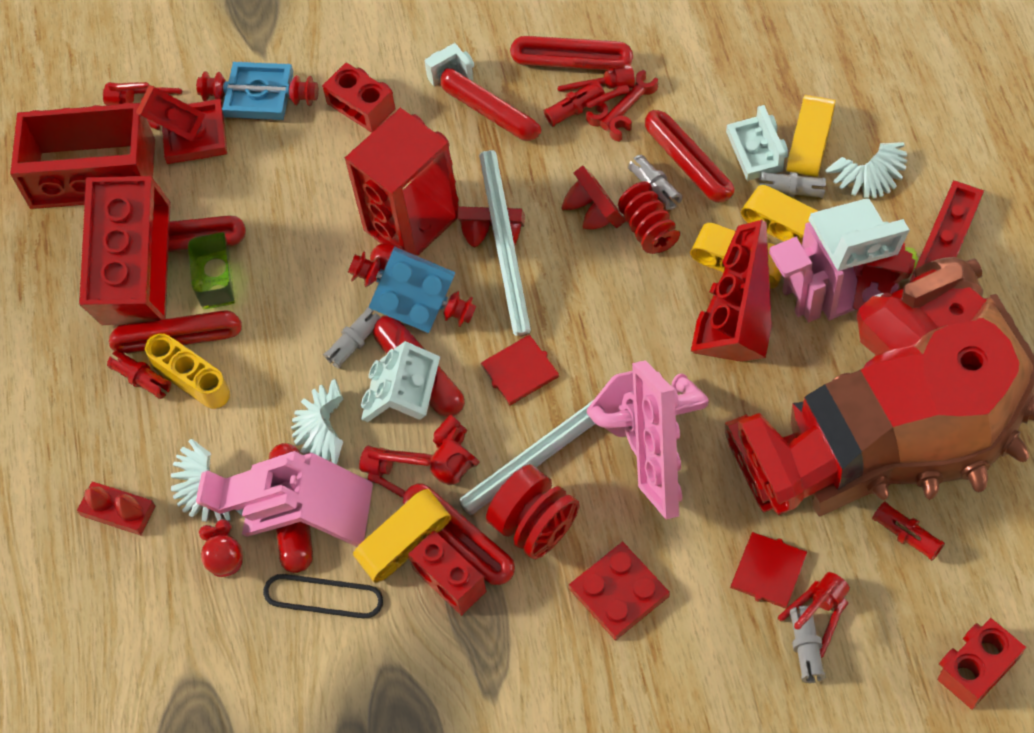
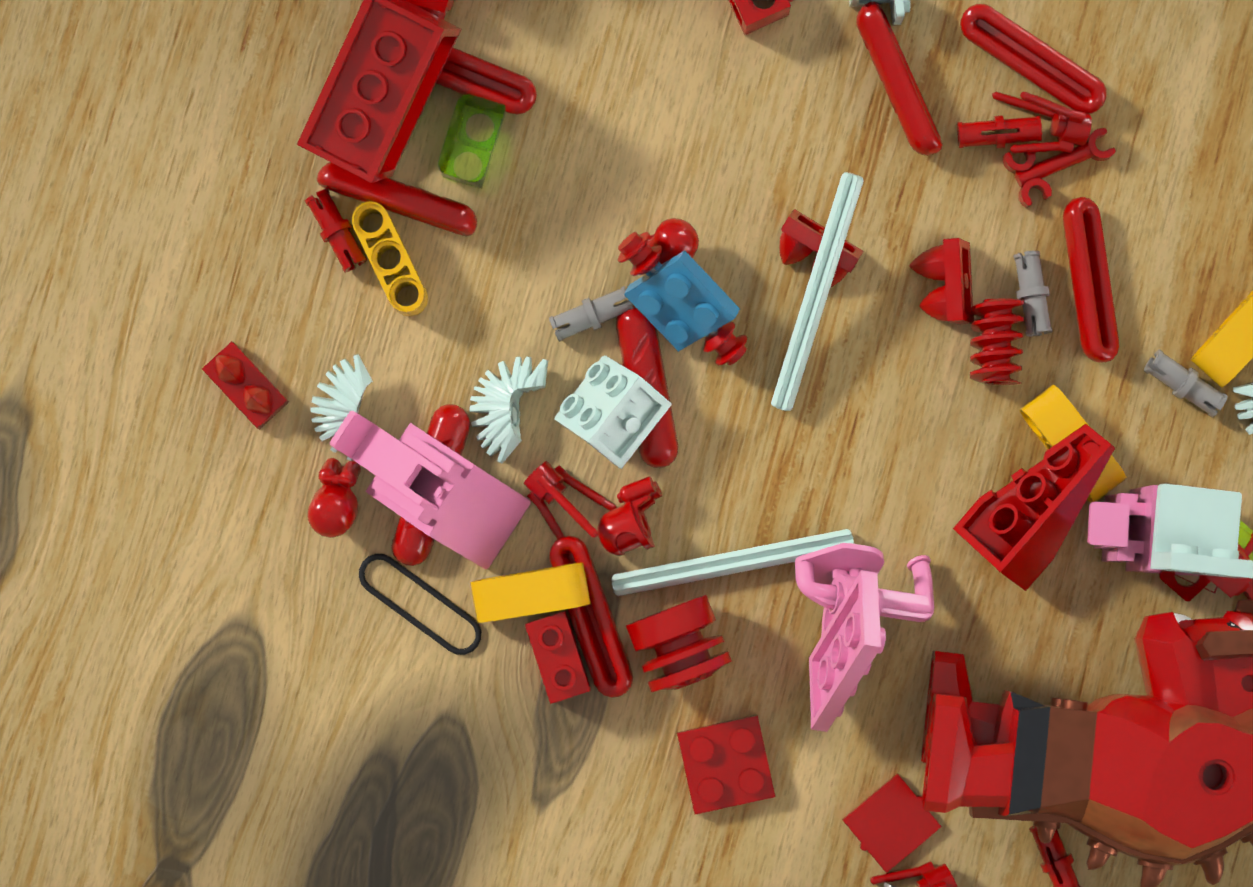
camera: 25 degrees right, 25 degrees up
(385, 163) = (737, 171): red hose -> none
(519, 369) = (756, 449): red piece -> none
(758, 144) = (1177, 310): light aqua bracket -> none
(782, 214) = (1154, 428): yellow beam -> none

